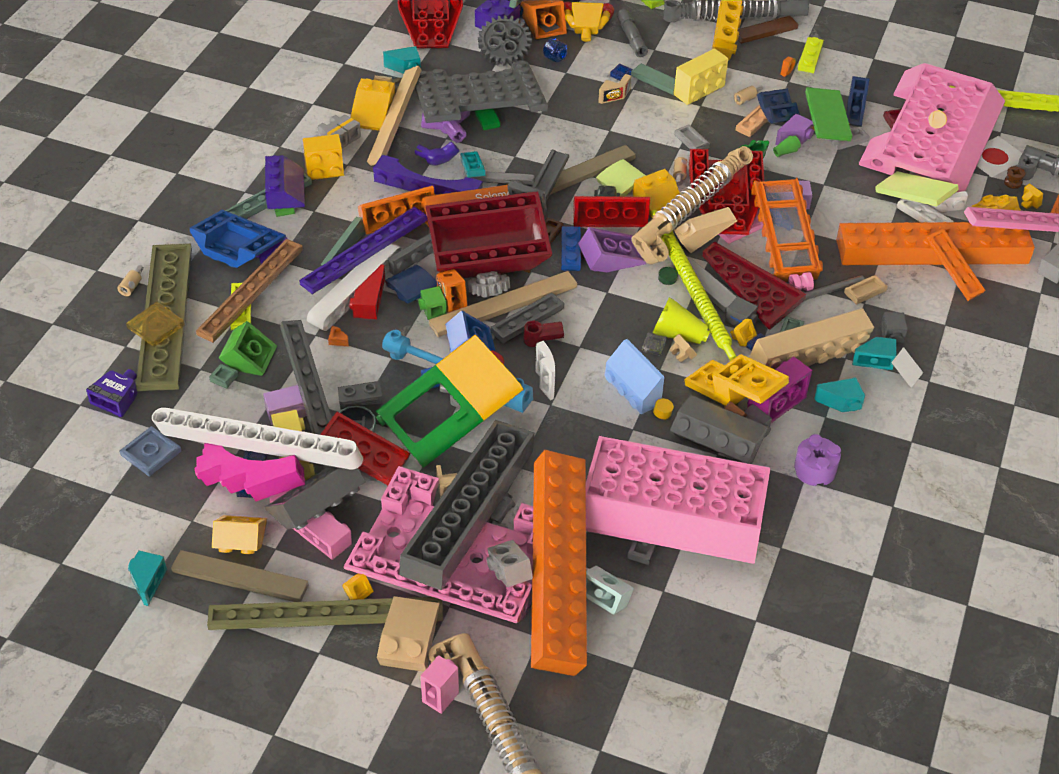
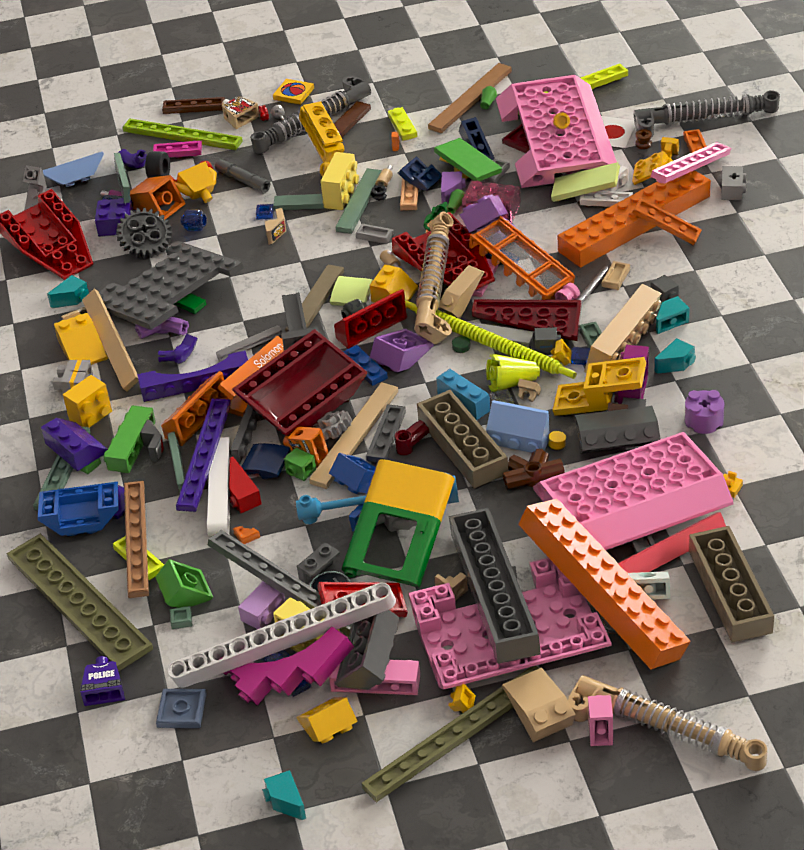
camera: 30 degrees left, 5 degrees down
(130, 281) = (17, 593): tan piece -> none
(155, 324) = (82, 610): clear yellow tile -> none
(240, 576) = (358, 750): dark tan tile -> none
(329, 205) = (128, 440): none -> bright green brick
(345, 216) = (153, 440): none -> dark grey slope
(472, 164) = (220, 343): teal tile -> none
(509, 563) = (568, 606): light grey brick -> none
(545, 369) = (446, 459): white slope -> none
(580, 359) = (462, 439): none -> dark tan brick
(611, 423) = (533, 471): none -> reddish brown piece
(622, 316) = (471, 396): none -> dark azure arch
(667, 568) = (670, 547): none -> coral tile
(678, 637) = (731, 584): none -> dark tan brick
(704, 104) = (358, 202): none -> sand green tile
(730, 105) = (379, 192): none -> black bush
(776, 544) = (734, 484): none -> yellow tile
(788, 166) = (482, 213): none -> medium lavender brick
(816, 162) = (507, 193): none -> clear pink brick
(893, 60) = (468, 98): none -> medium nougat tile
(907, 367) = (701, 312): white sticker -> none
(908, 64) = (488, 96): none -> bright green cone

